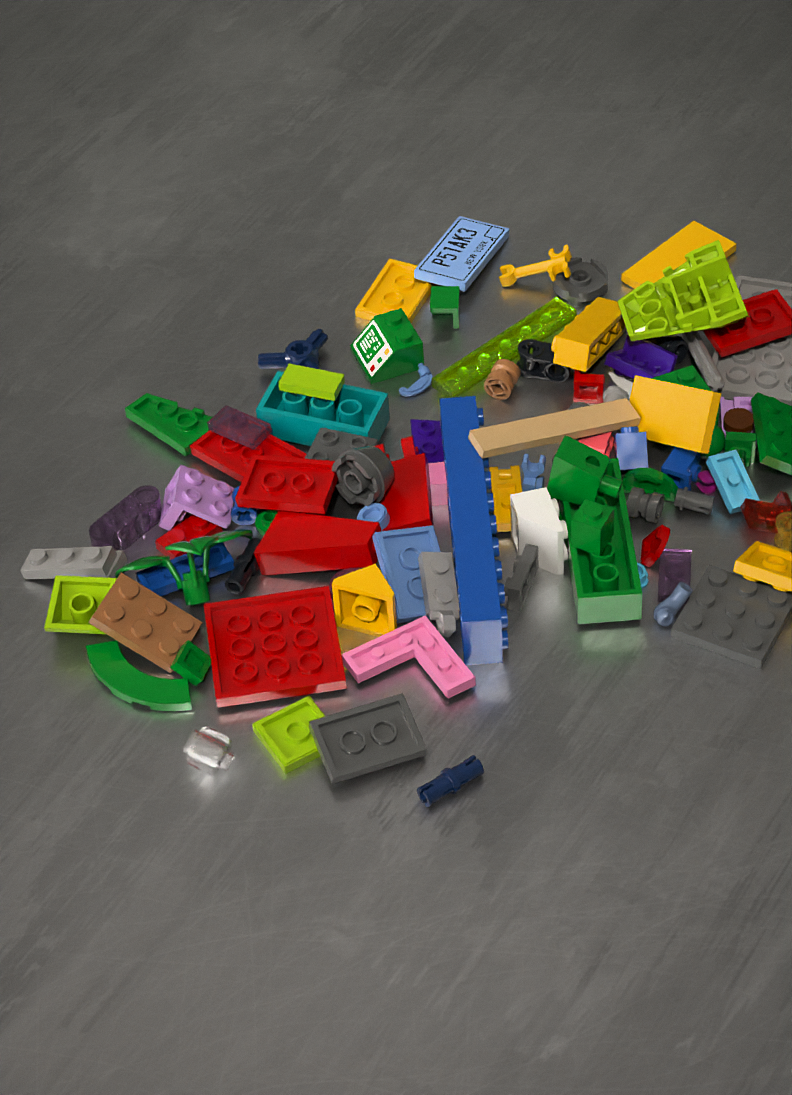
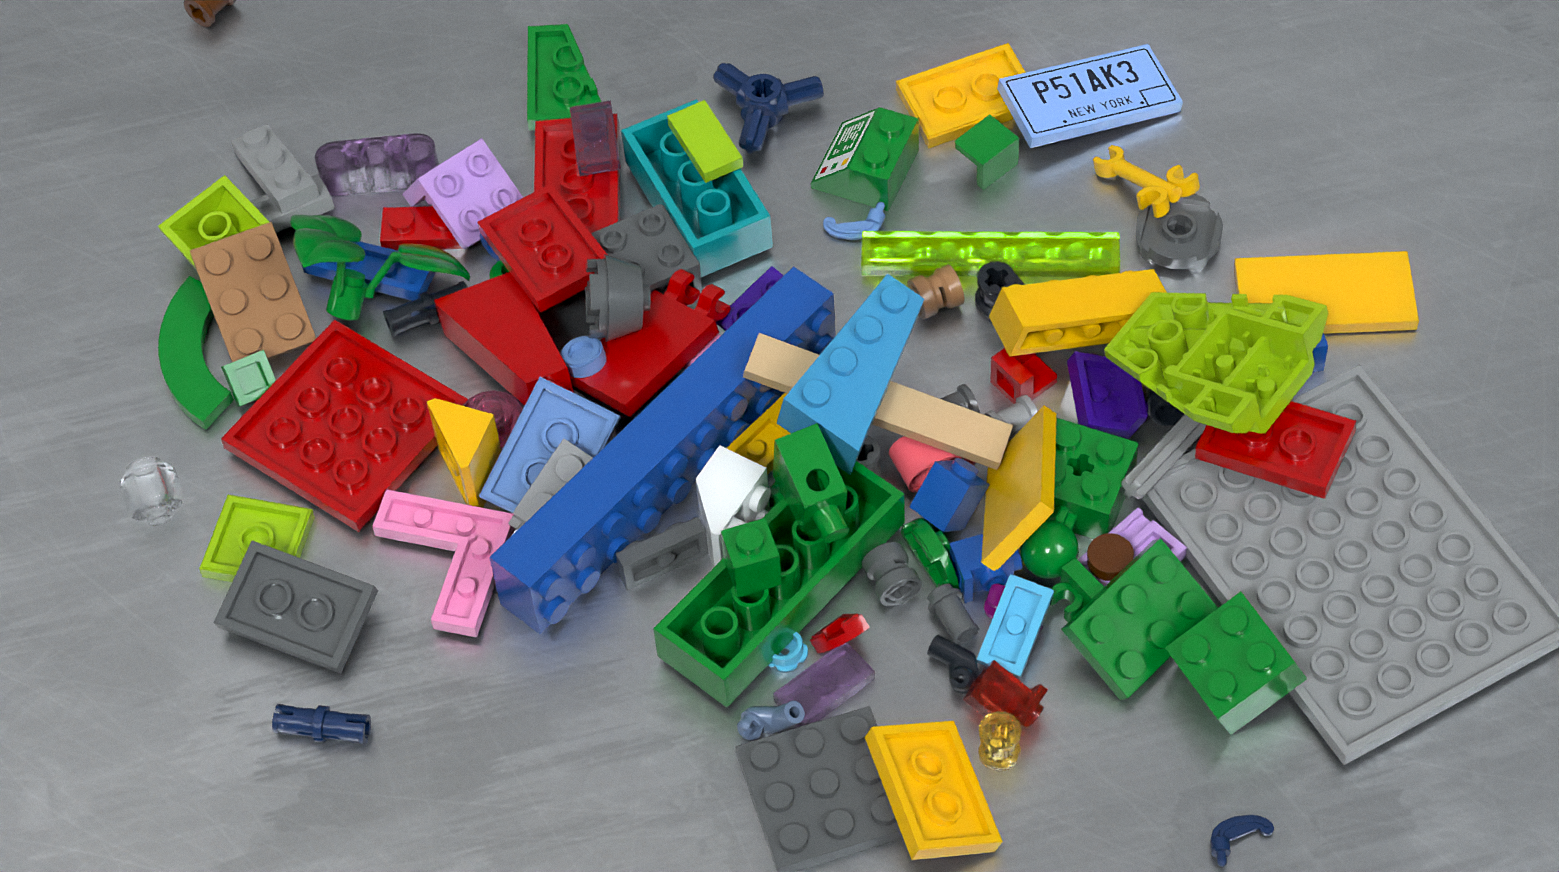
camera: 45 degrees right, 10 degrees up
(541, 409) = (854, 372): none -> dark azure wedge
(723, 518) = (960, 661): none -> black arm

